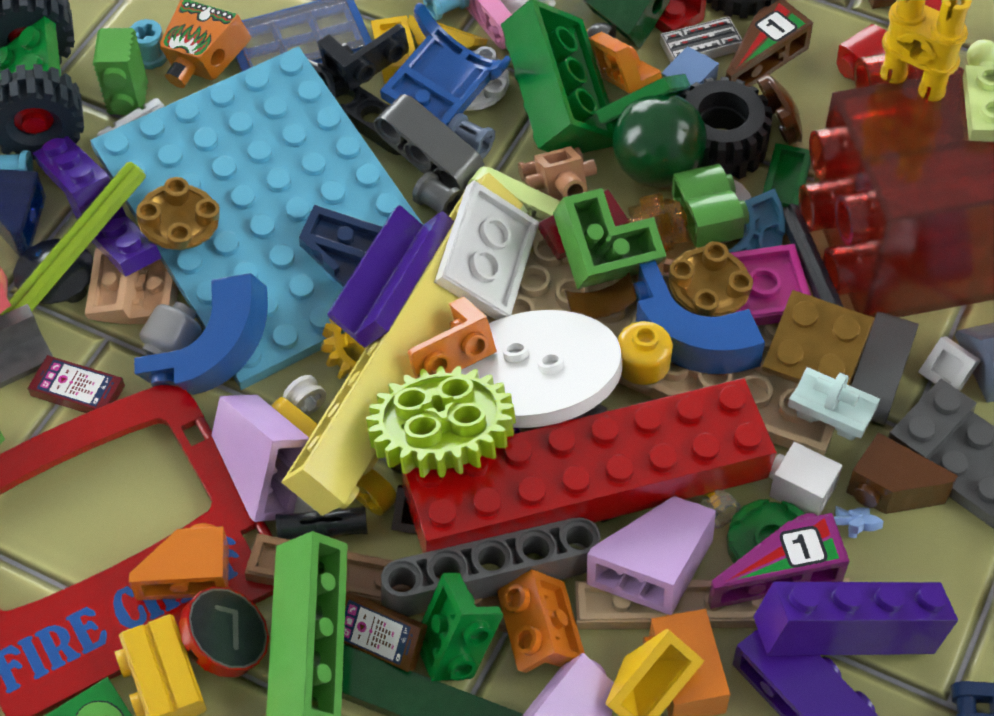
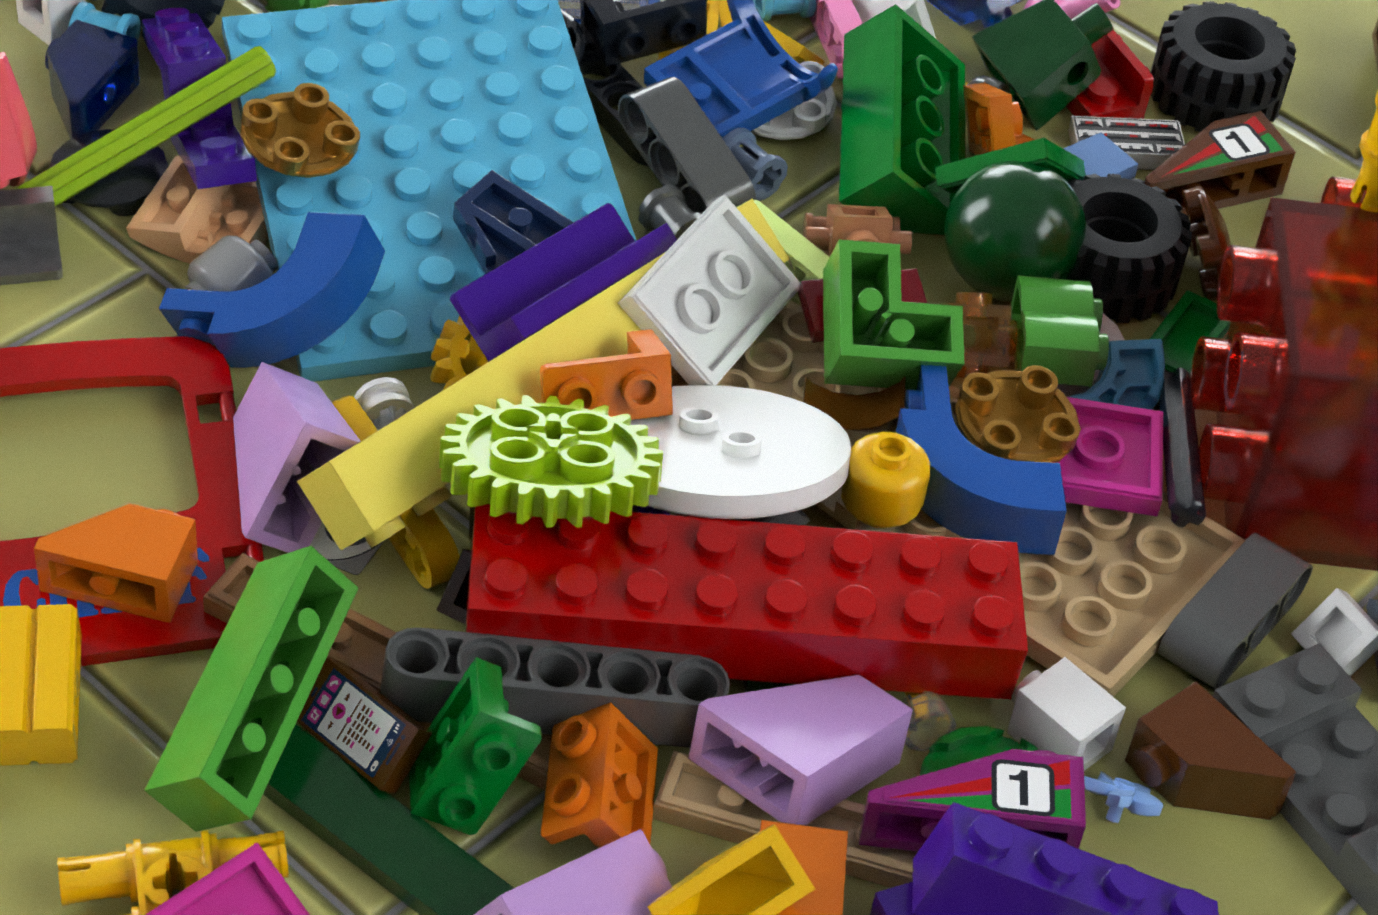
camera: 10 degrees right, 10 degrees down
(74, 385) = (73, 307): tile -> none
(224, 631) = (139, 657): black tile -> none
(334, 523) = (373, 577): black pin -> none
(816, 337) = (1148, 543): pearl gold plate -> none
(833, 403) = (1142, 620): light aqua hips -> none

